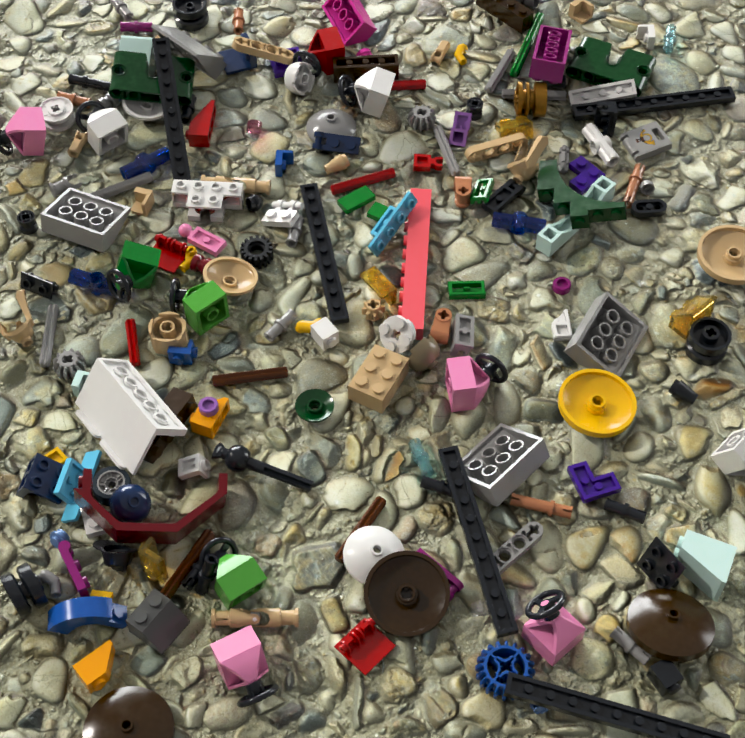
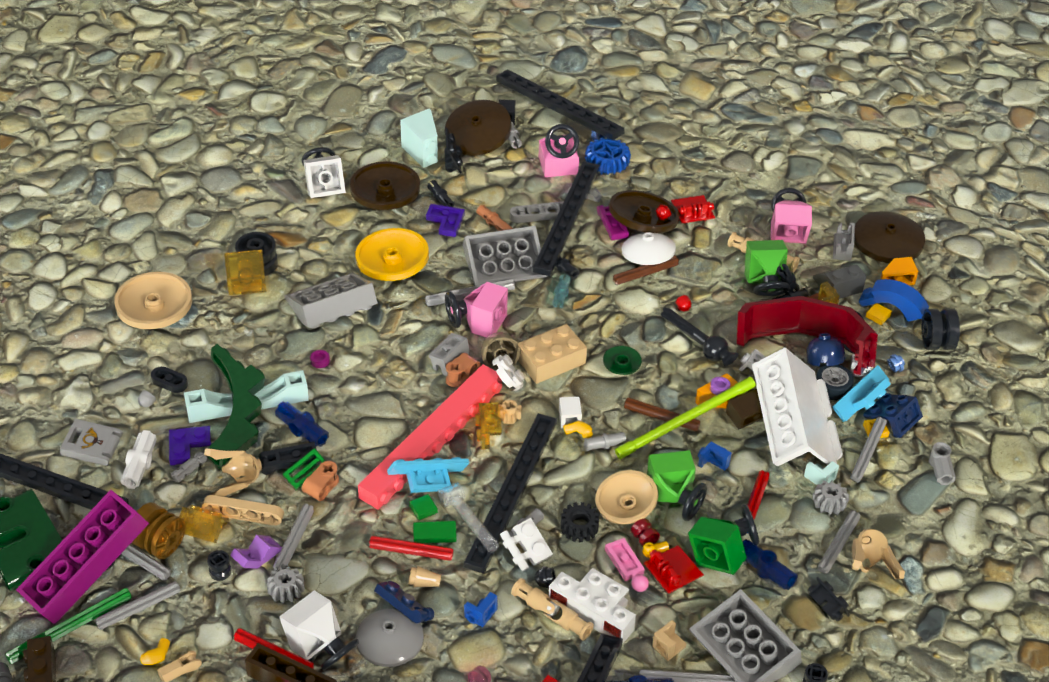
camera: 150 degrees left, 10 degrees down
(52, 580) = (913, 342): light grey arm -> none
(53, 427) = (868, 449): none -> light grey axle
(74, 568) = (892, 334): magenta plate -> none
(167, 331) = (720, 474): tan brick -> none
(175, 684) = (844, 242): none -> light grey hinge
(189, 407) = (631, 446): none -> lime piece
(298, 503) = (683, 303): none -> red hinge
(362, 225) = (455, 496): none -> clear piece
(387, 608) = (663, 212): none -> red hinge
(424, 162) = (330, 533): red plate -> none
(469, 290) = (404, 397): green tile -> none
(493, 419) = (460, 294): none -> light grey axle
(561, 327) = (355, 328): white tile -> none
(603, 92) = (62, 499): white plate -> none
(606, 117) = (104, 469): black hinge -> none
(634, 181) = (149, 410): nougat pin -> none
(681, 481) = (385, 185): none -> dark brown dish
(682, 391) = (315, 239): black cone -> none

